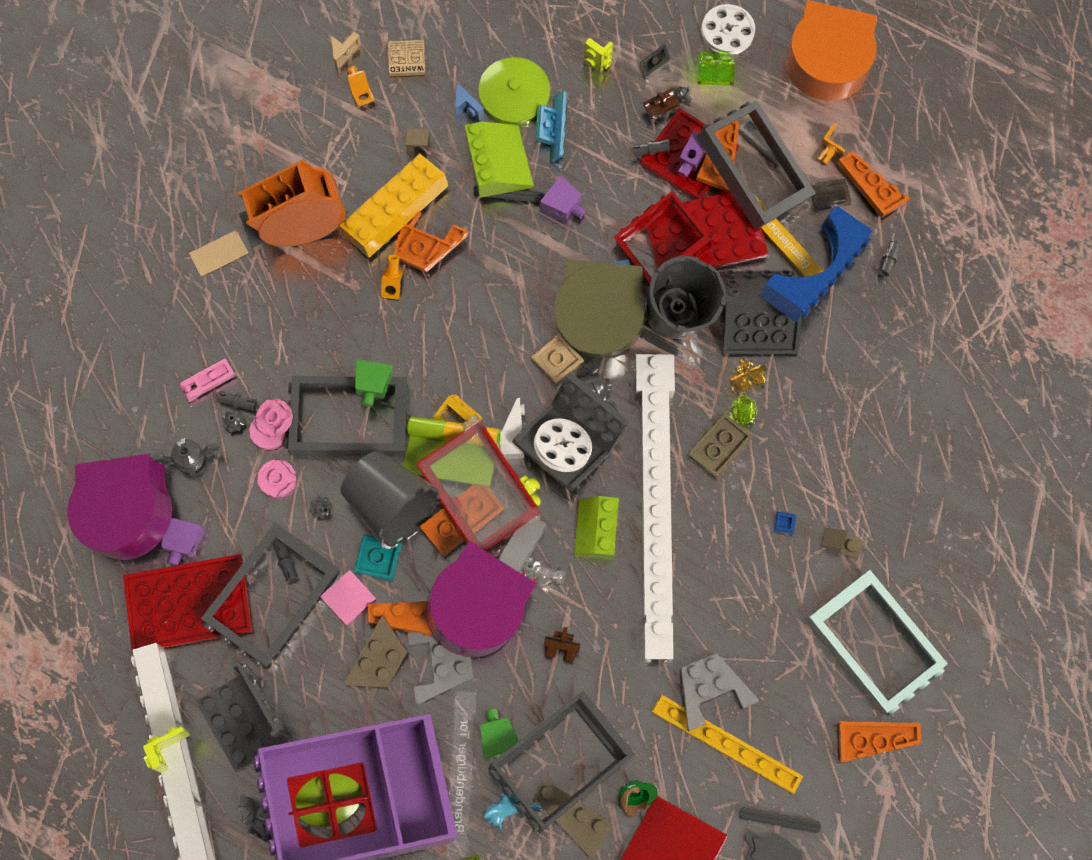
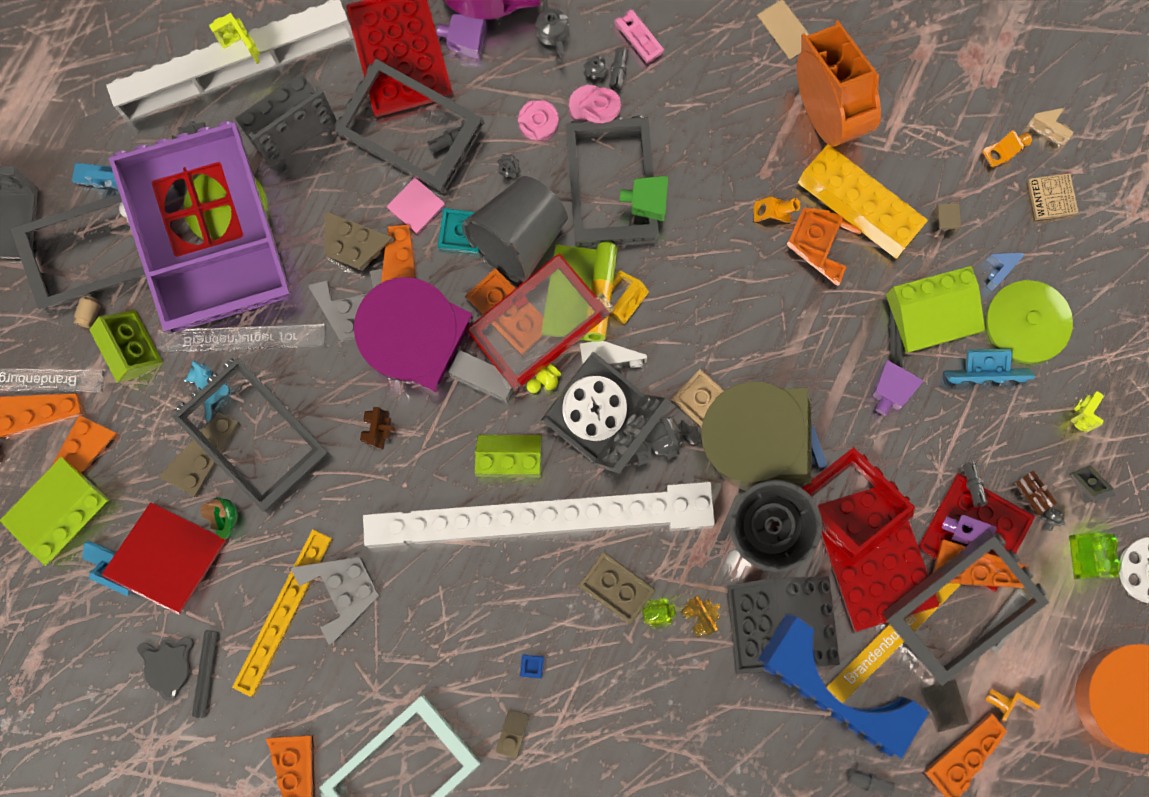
camera: 95 degrees right, 5 degrees up
(496, 735) = (279, 369): bright green torso -> none
(543, 573) = (452, 400): clear animal -> none

